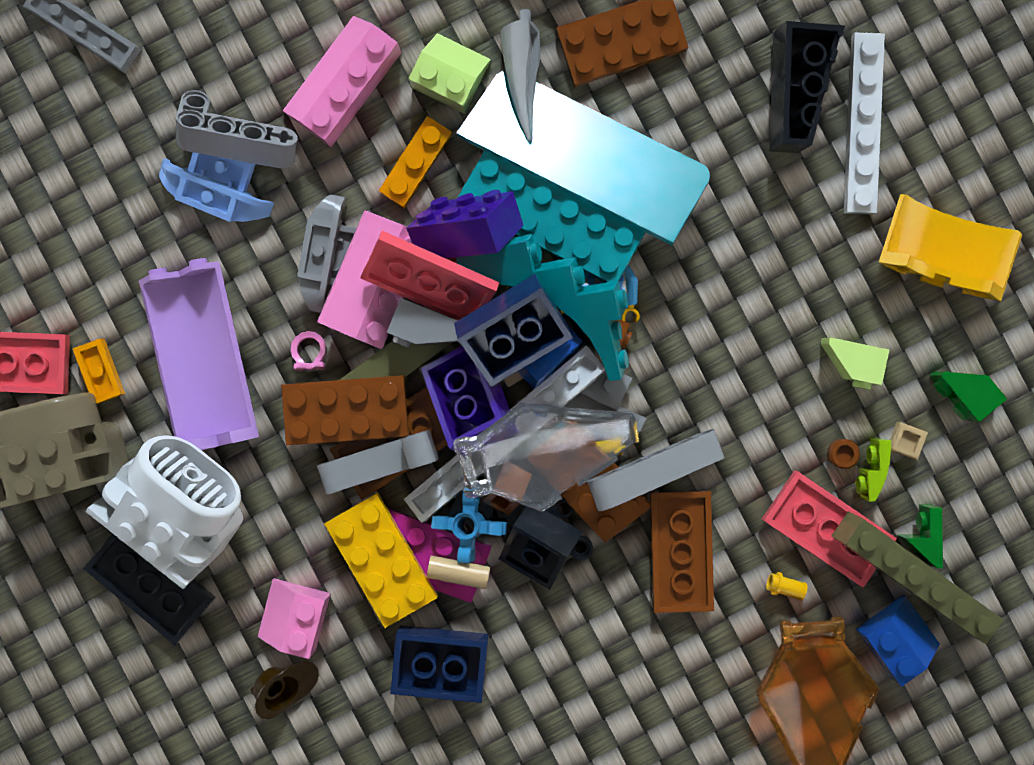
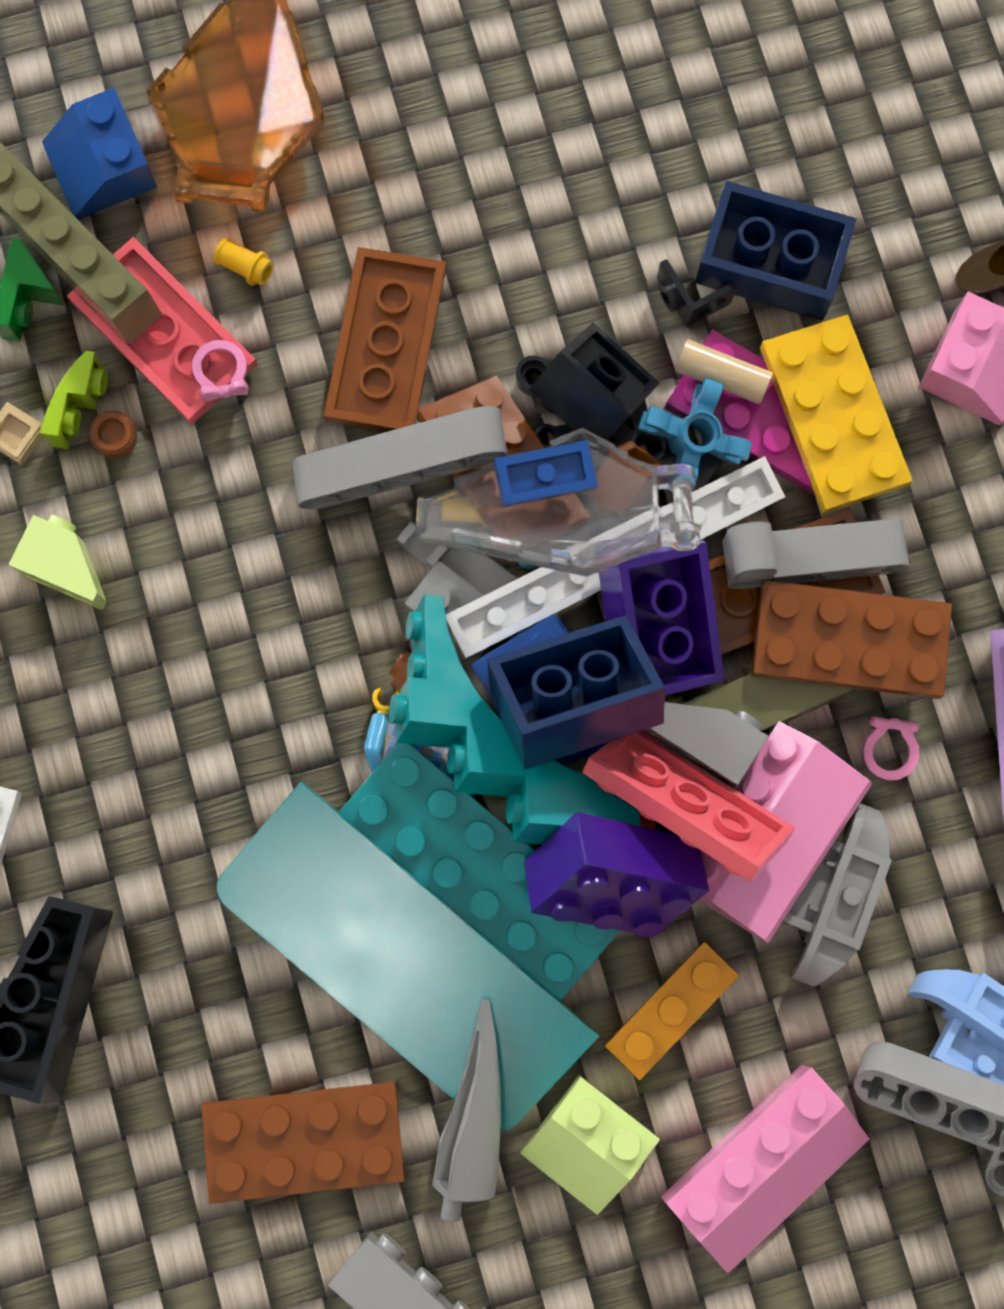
camera: 165 degrees left, 10 degrees down
(498, 619) = (678, 299): none -> black bracket
(560, 473) = (545, 473): none -> blue plate
(788, 492) = (208, 390): none -> bright pink piece

